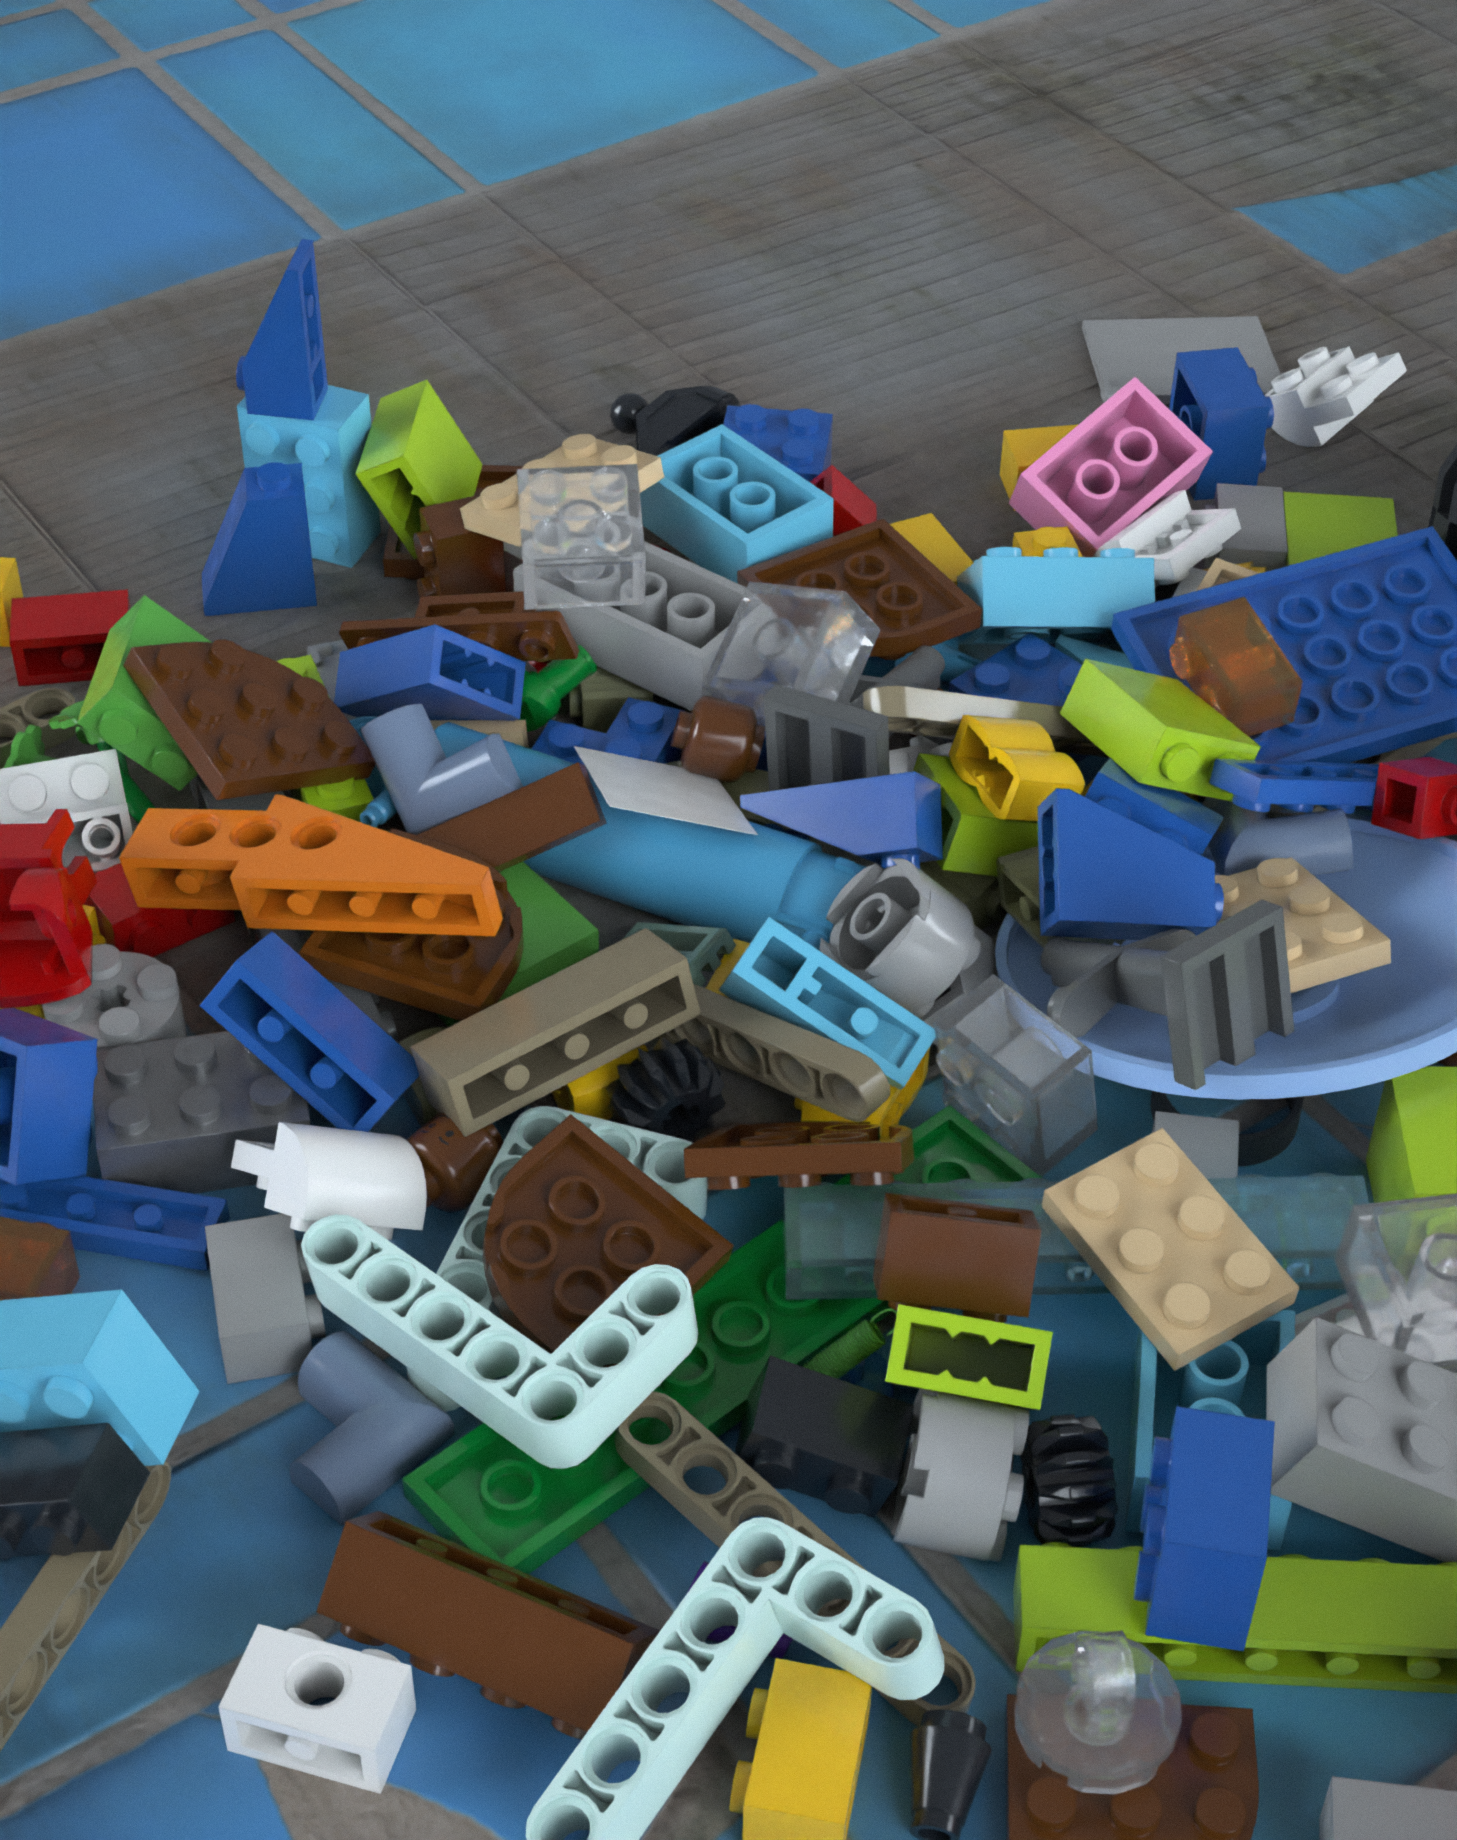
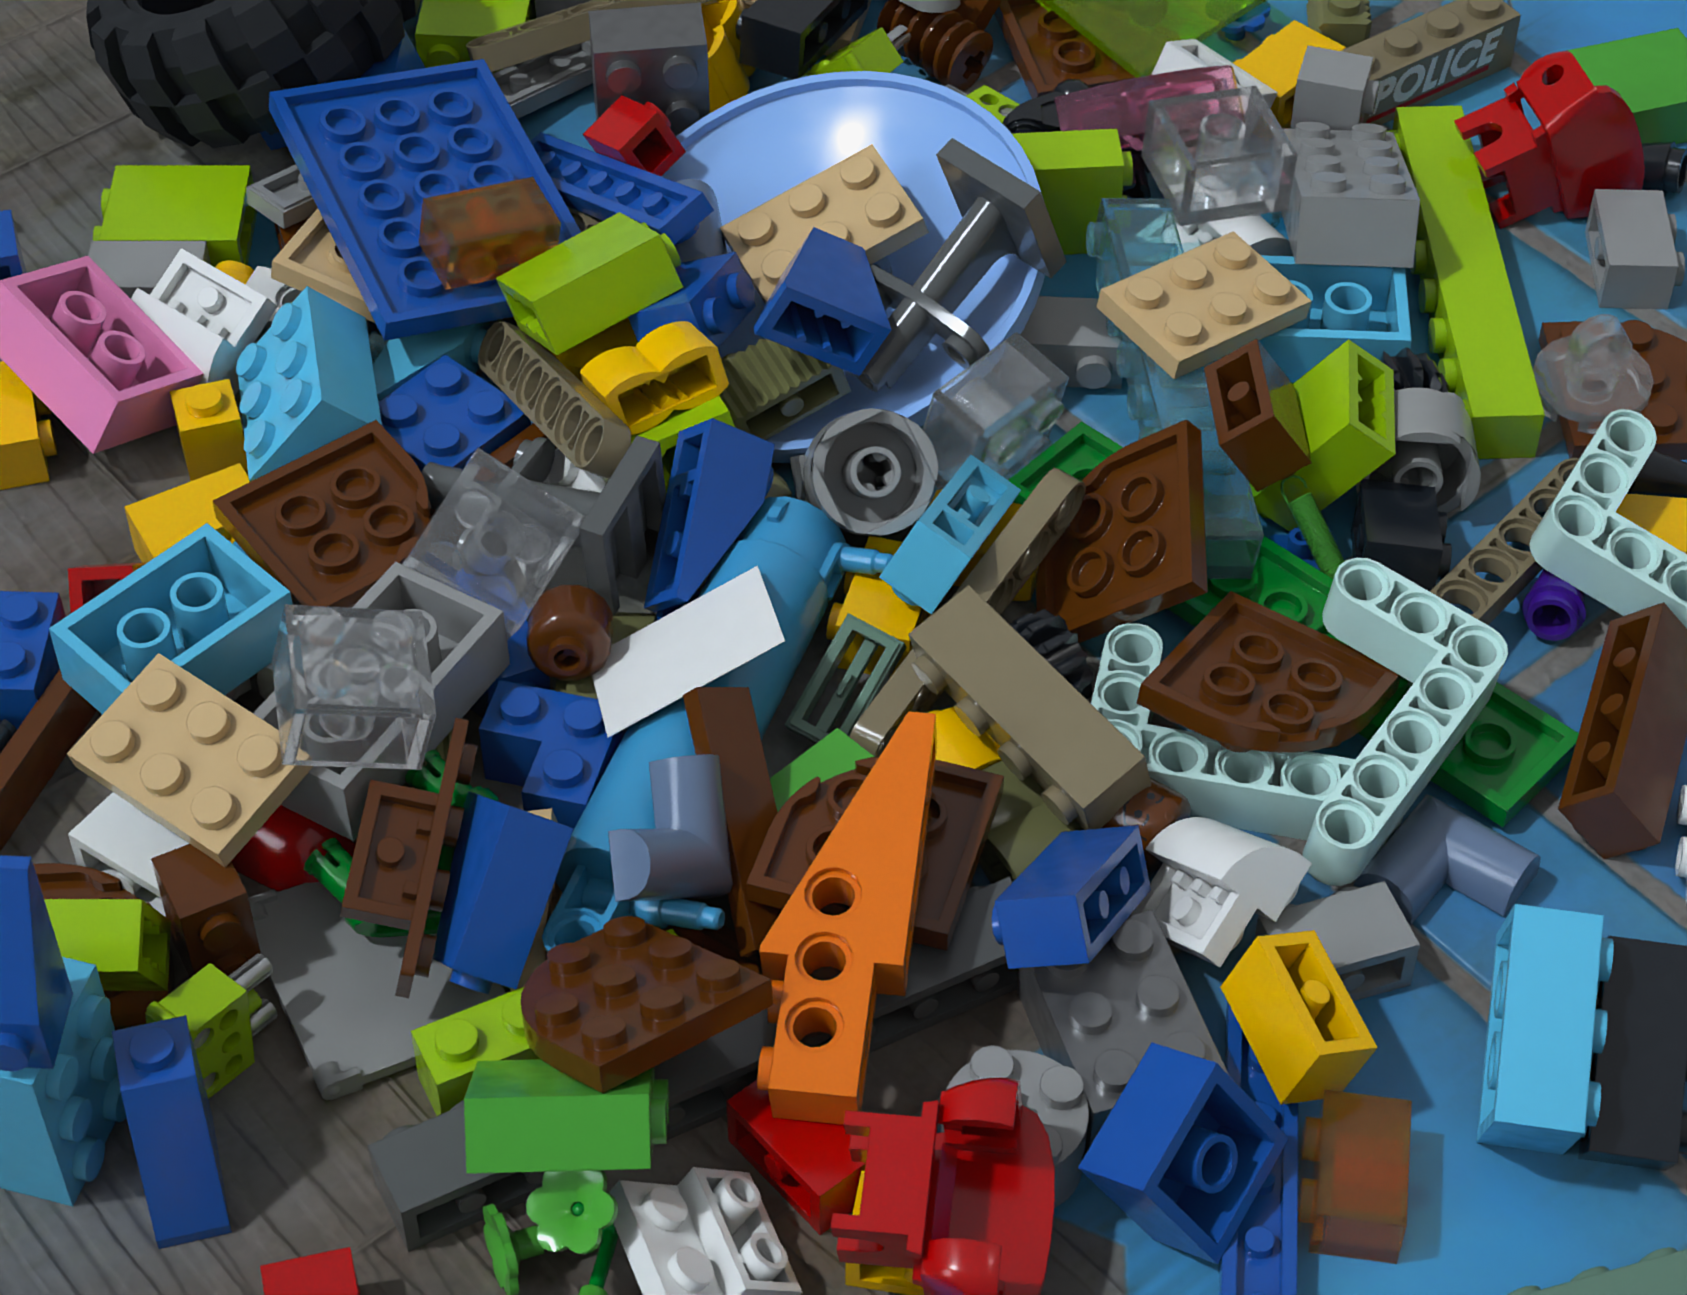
camera: 95 degrees left, 5 degrees up
(135, 1197) = (1297, 1016): none -> yellow brick
(355, 566) = (221, 1017): none -> lime piece
(1205, 1528) = (1478, 278): blue brick -> none

